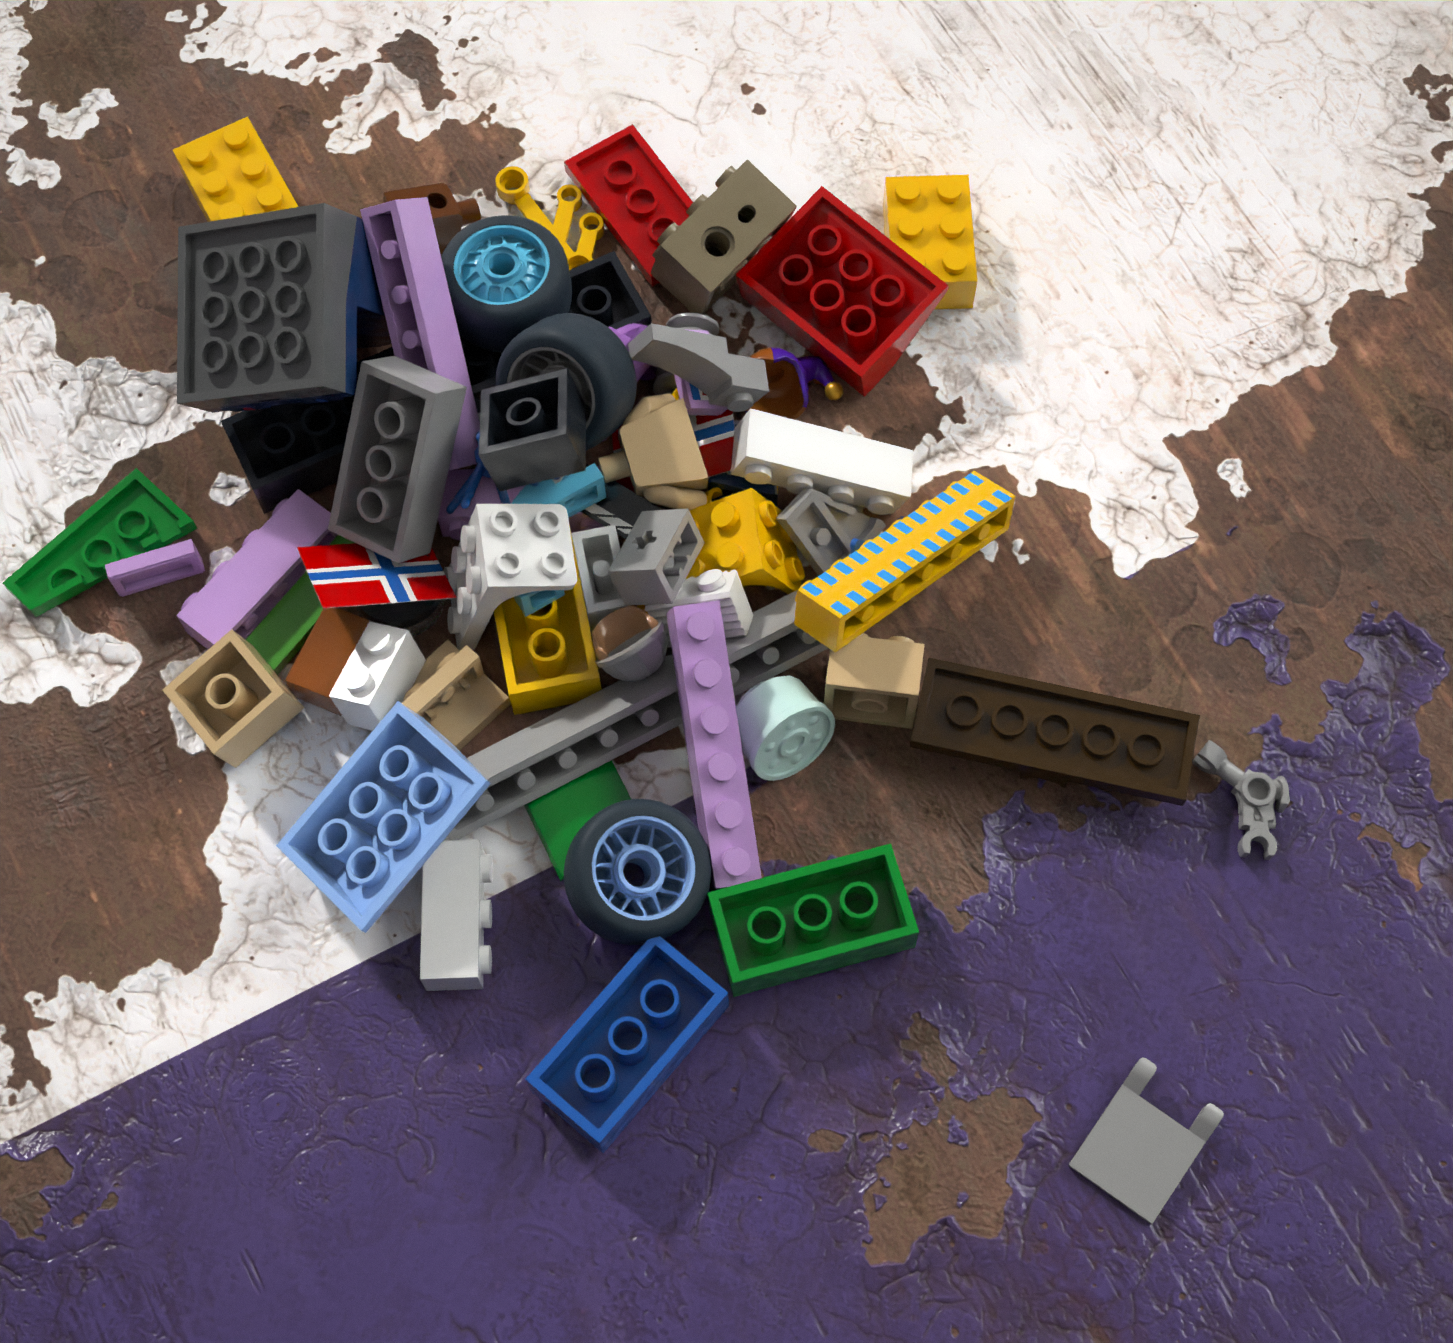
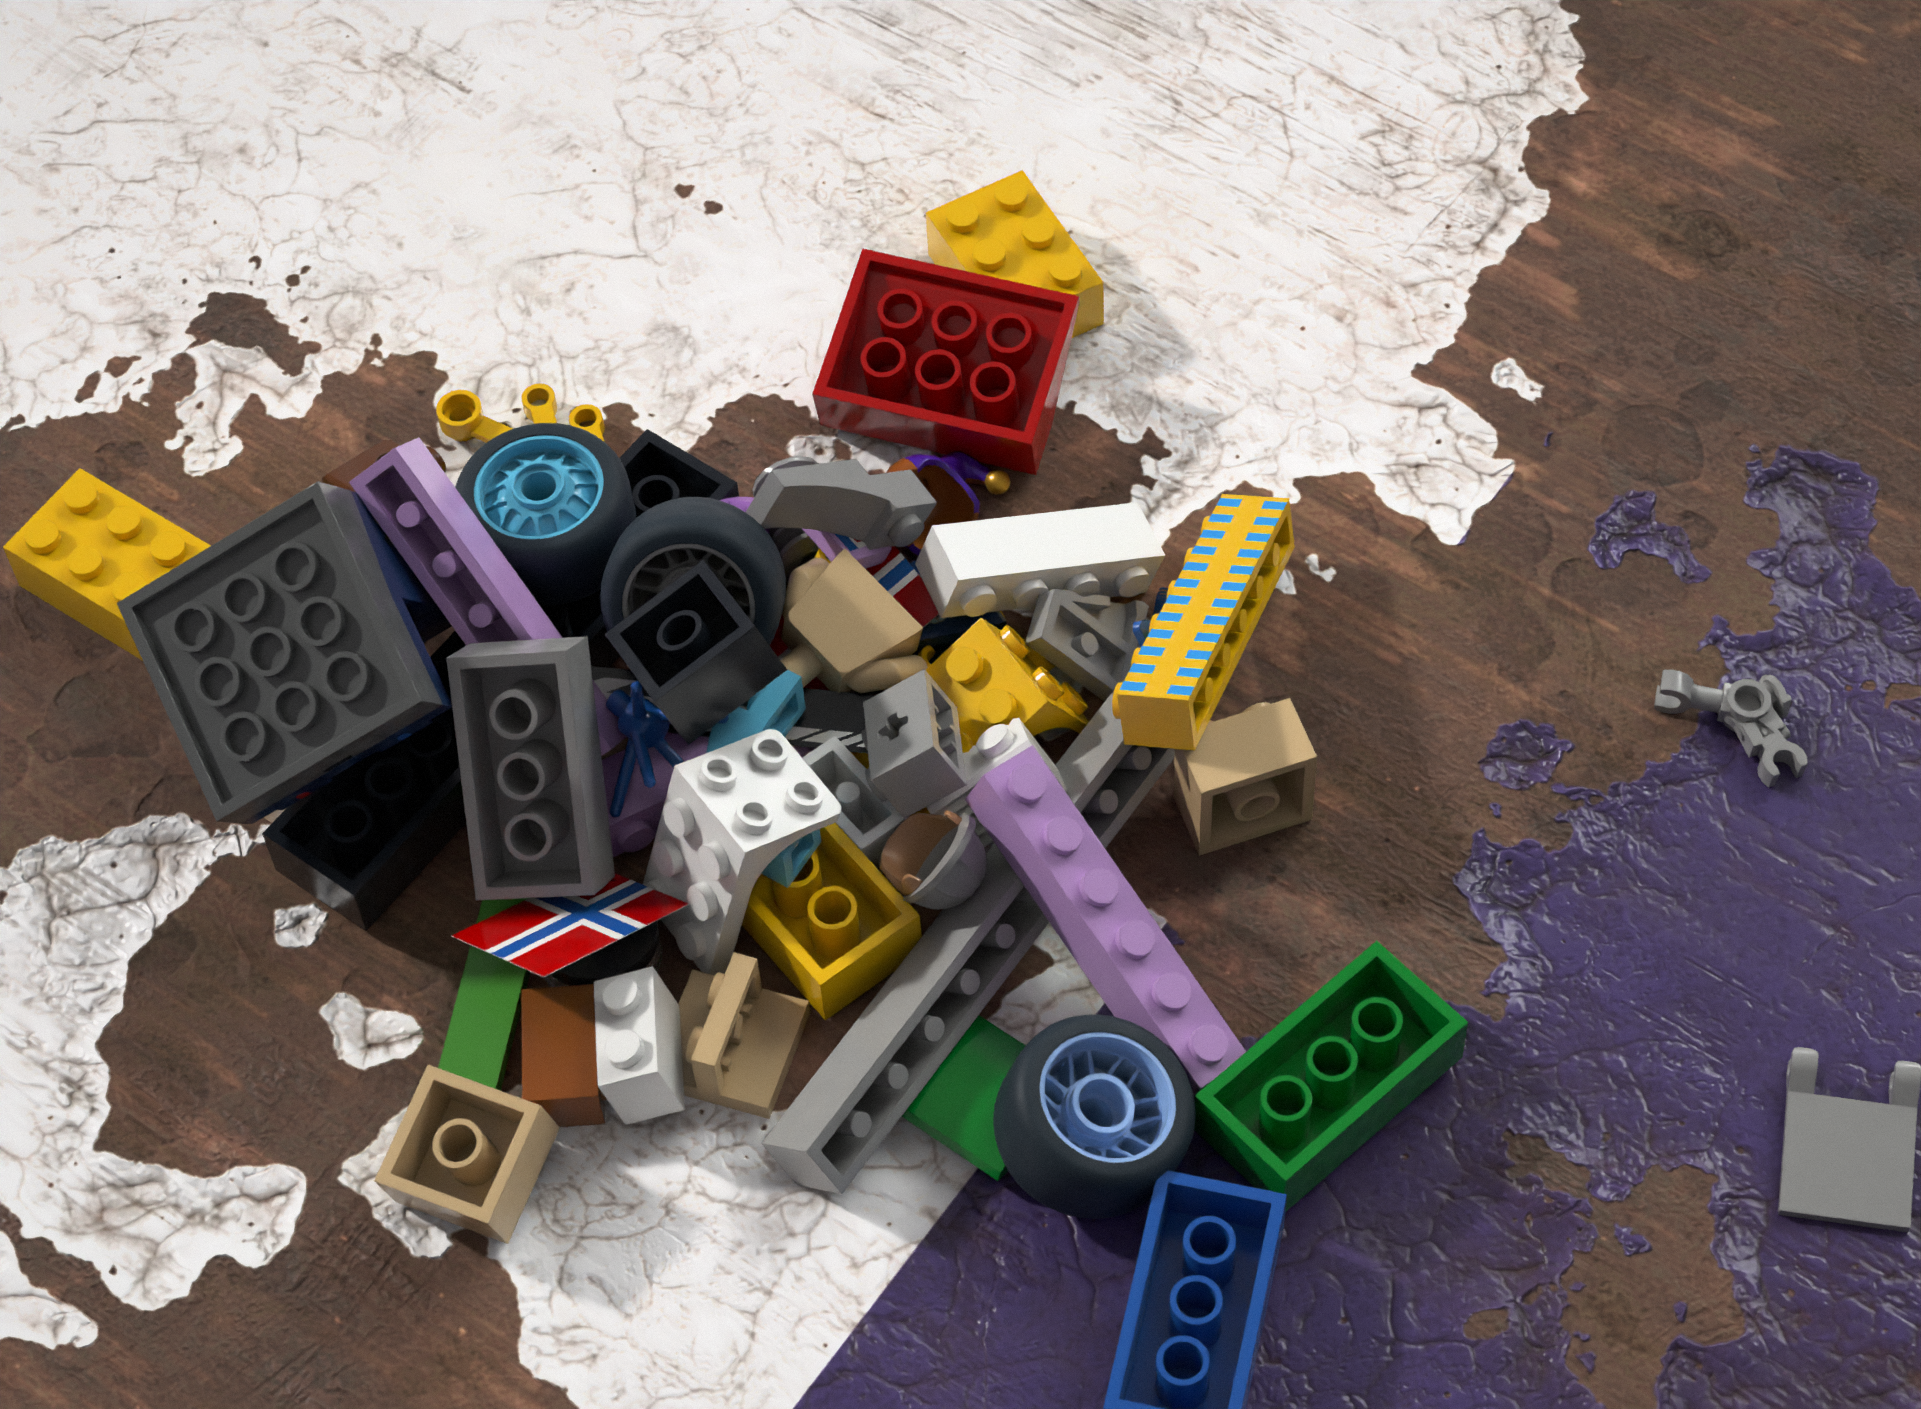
camera: 25 degrees left, 10 degrees down
(119, 525) = (176, 1052): green wing -> none
(155, 568) = (265, 1053): lavender tile -> none
(258, 574) = (407, 999): lavender brick -> none
(383, 815) = (753, 1190): light blue slope -> none
(455, 917) = (893, 1279): white brick -> none
(630, 192) = (638, 370): red plate -> none
(720, 236) = (774, 358): dark tan piece -> none
(782, 727) = (1174, 871): light aqua wheel -> none
(1055, 732) = (1488, 740): dark brown piece -> none

